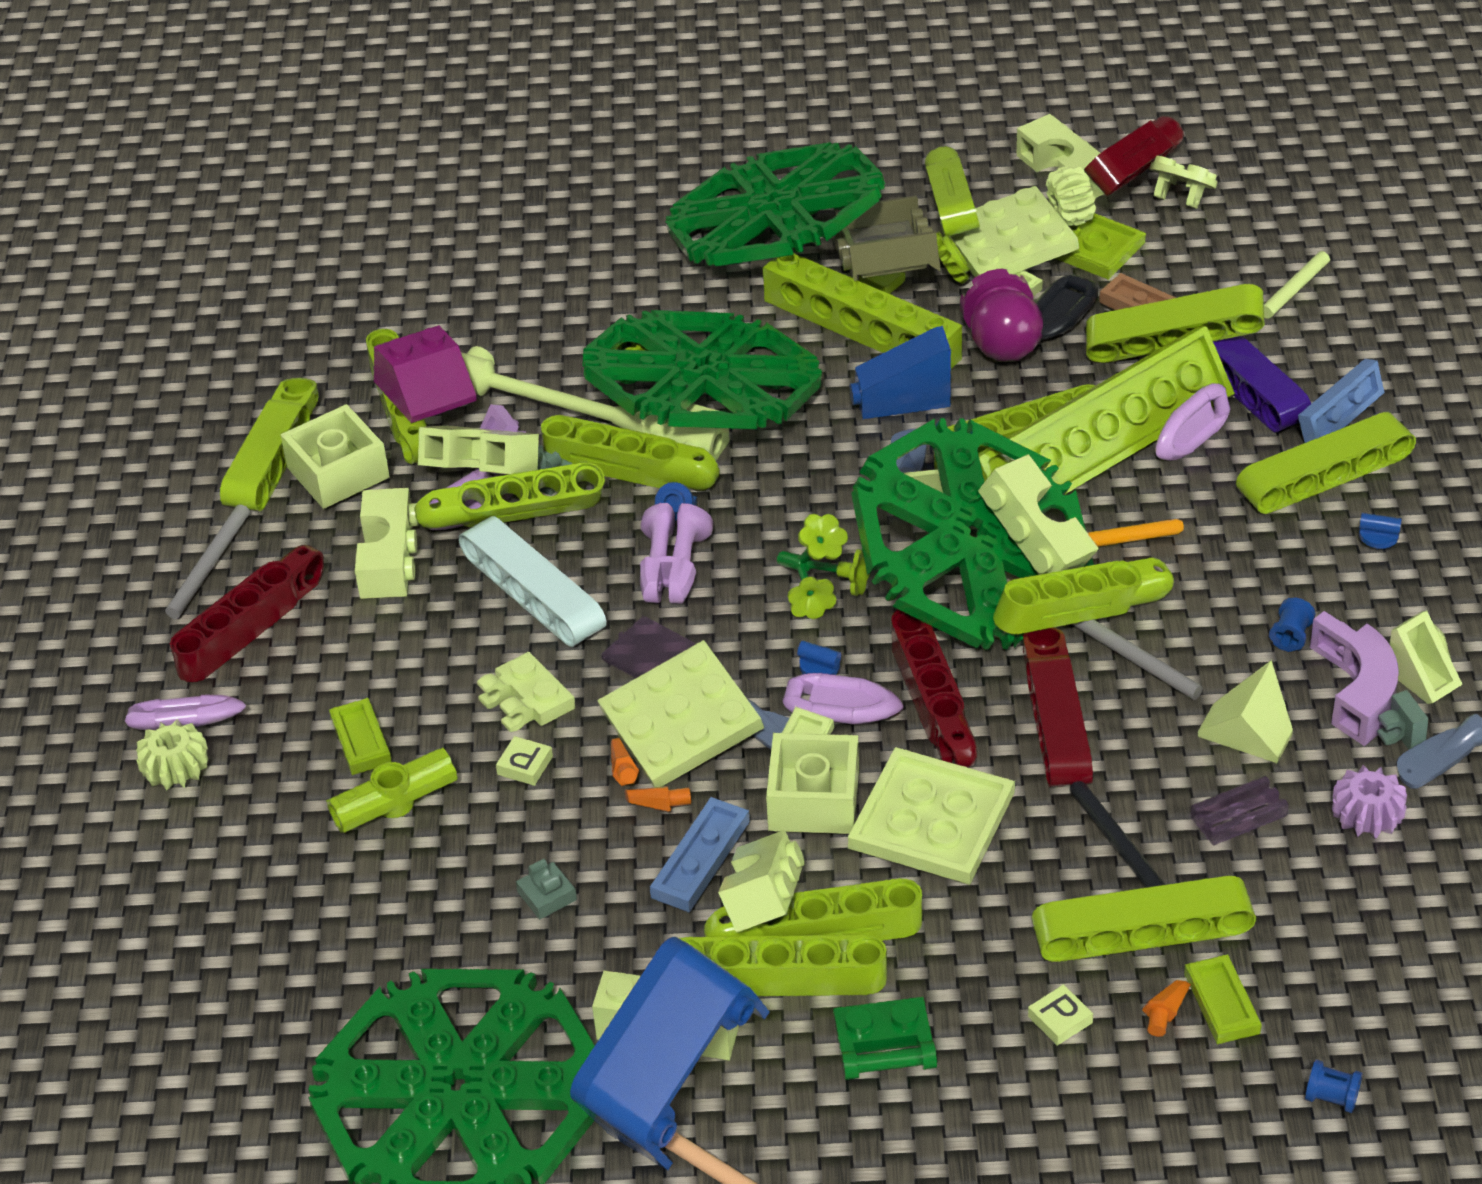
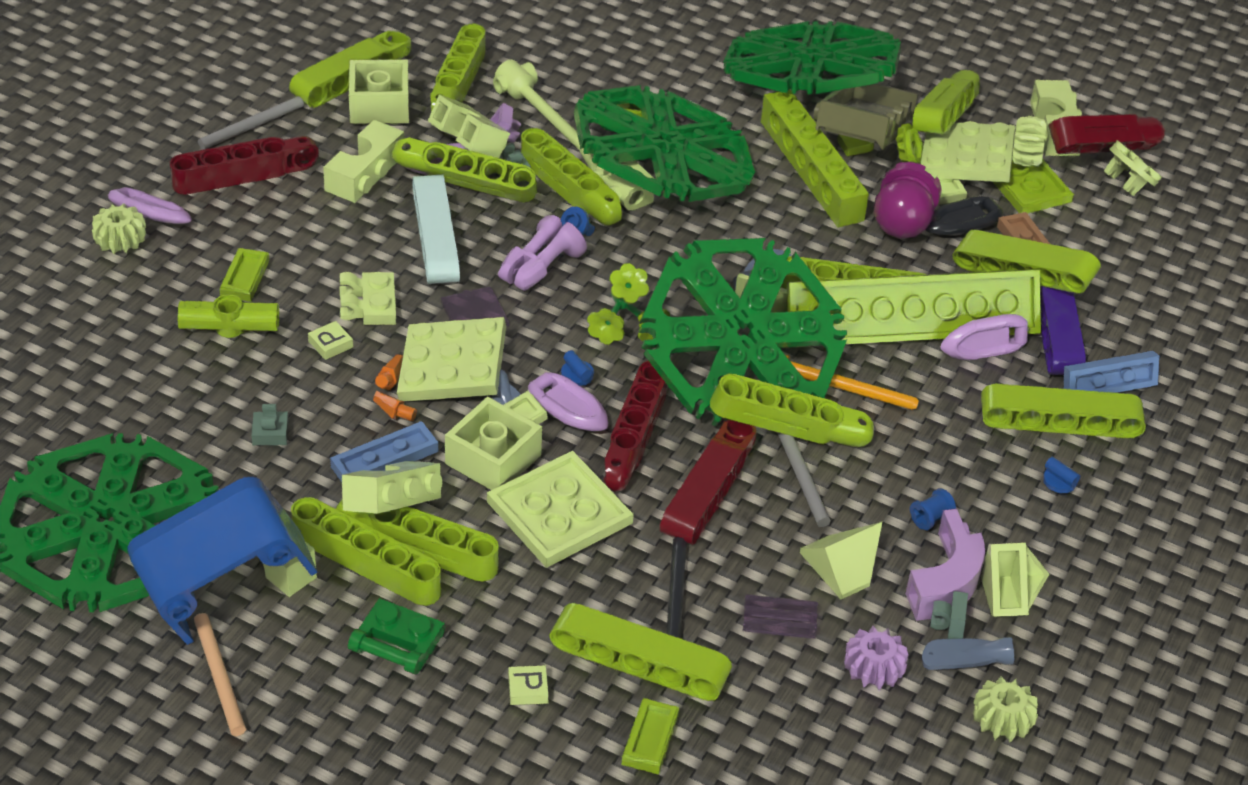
camera: 25 degrees right, 0 degrees up
(423, 373) = (472, 62): magenta slope -> none
(905, 378) = (801, 212): blue slope -> none
(1014, 498) = (786, 315): yellowish green arch -> none
(1164, 1007) = (605, 718): orange bar -> none
(1299, 280) = (1157, 279): yellowish green bar -> none

